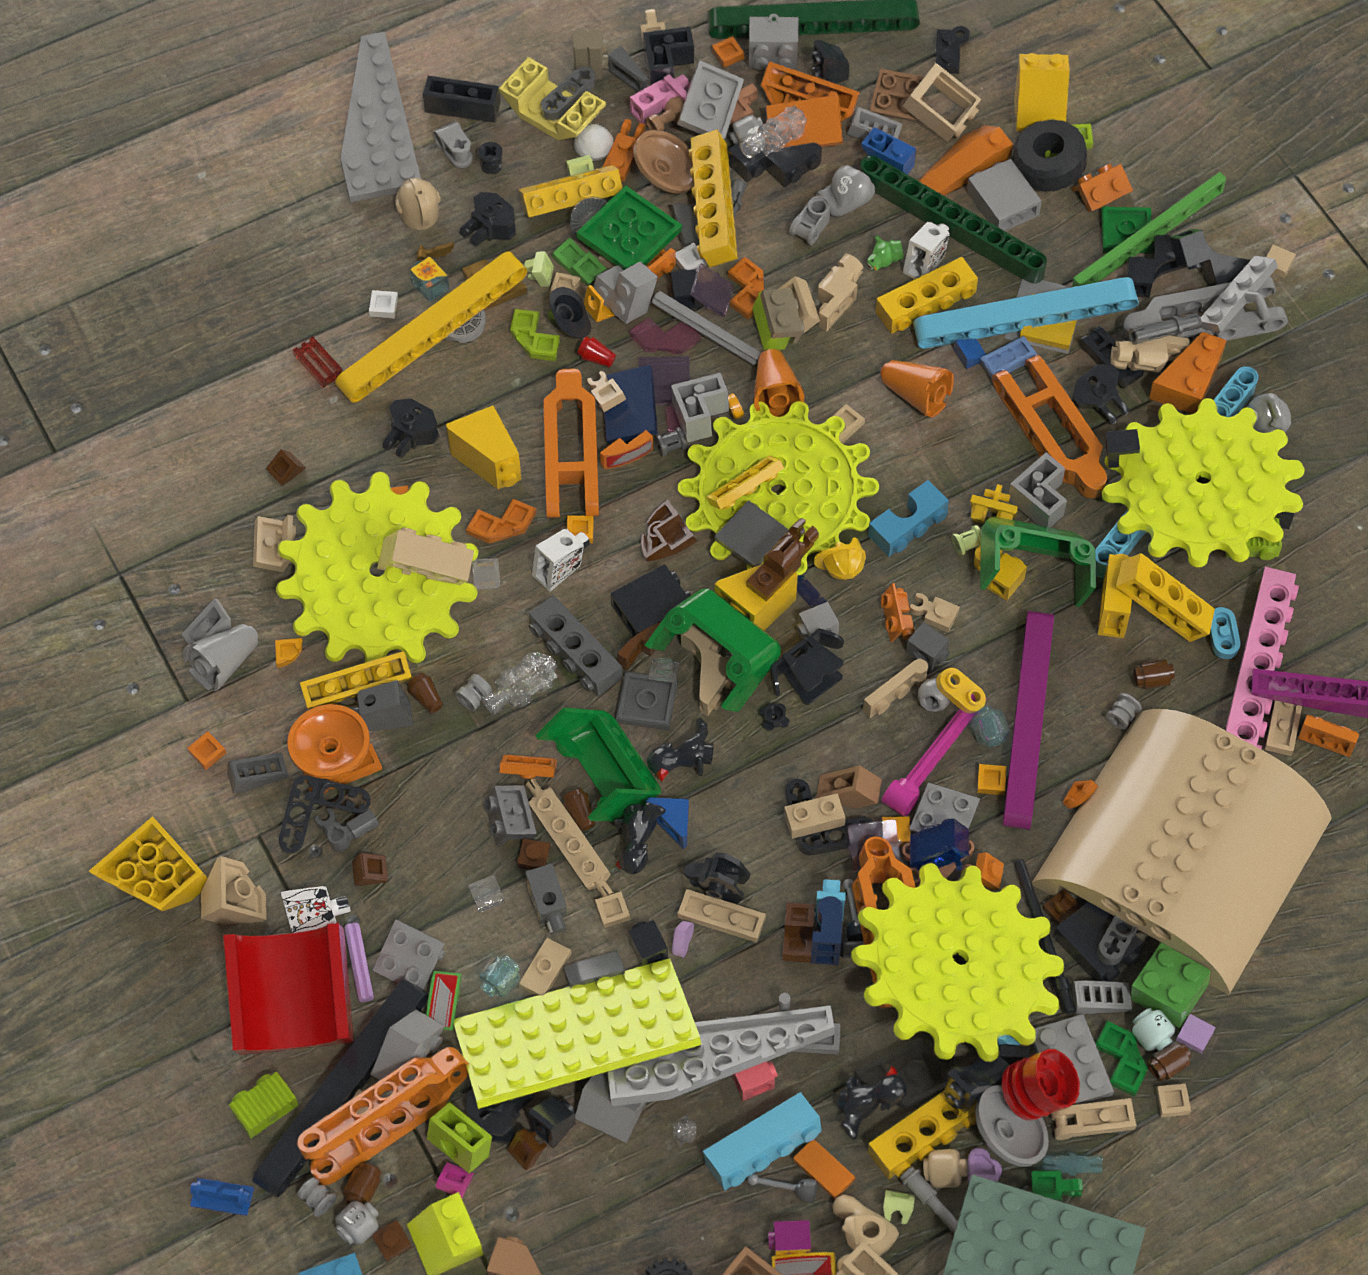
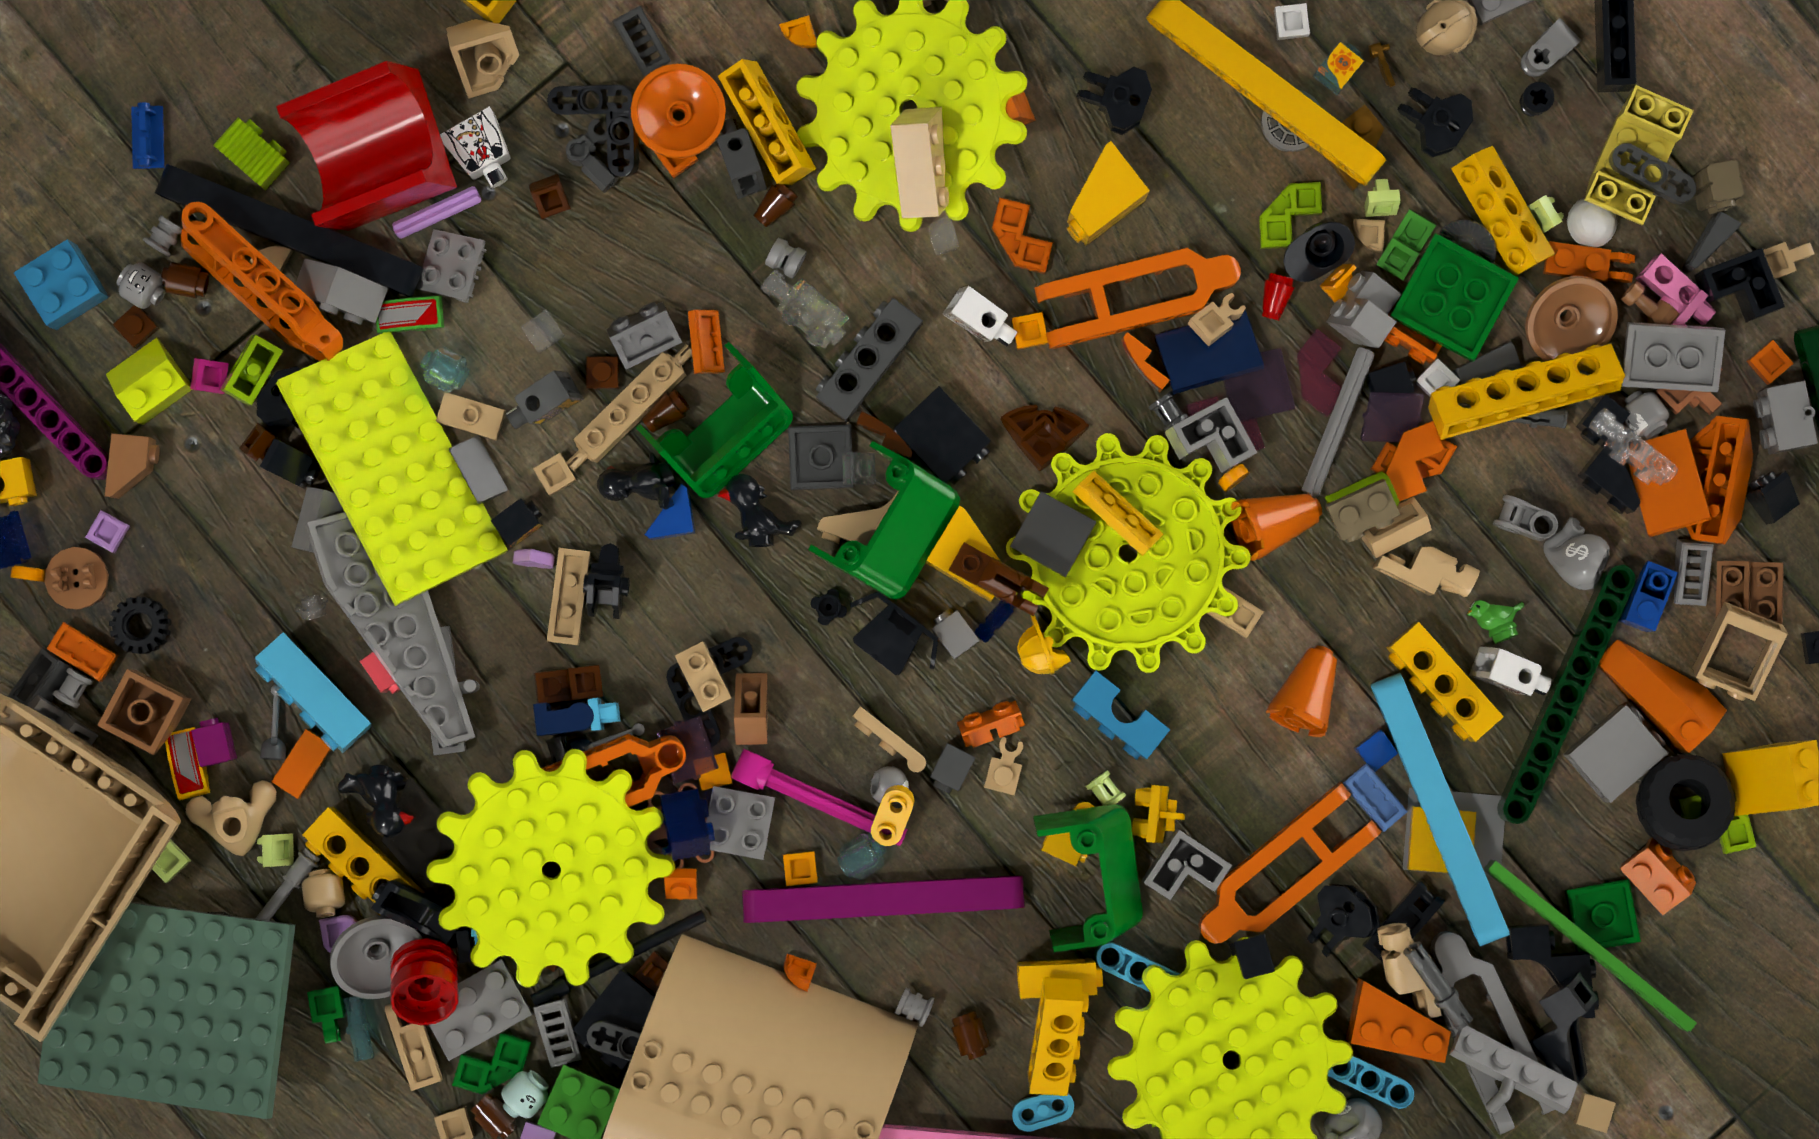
camera: 80 degrees right, 25 degrees up
(738, 281) = (1412, 447): none -> orange tile

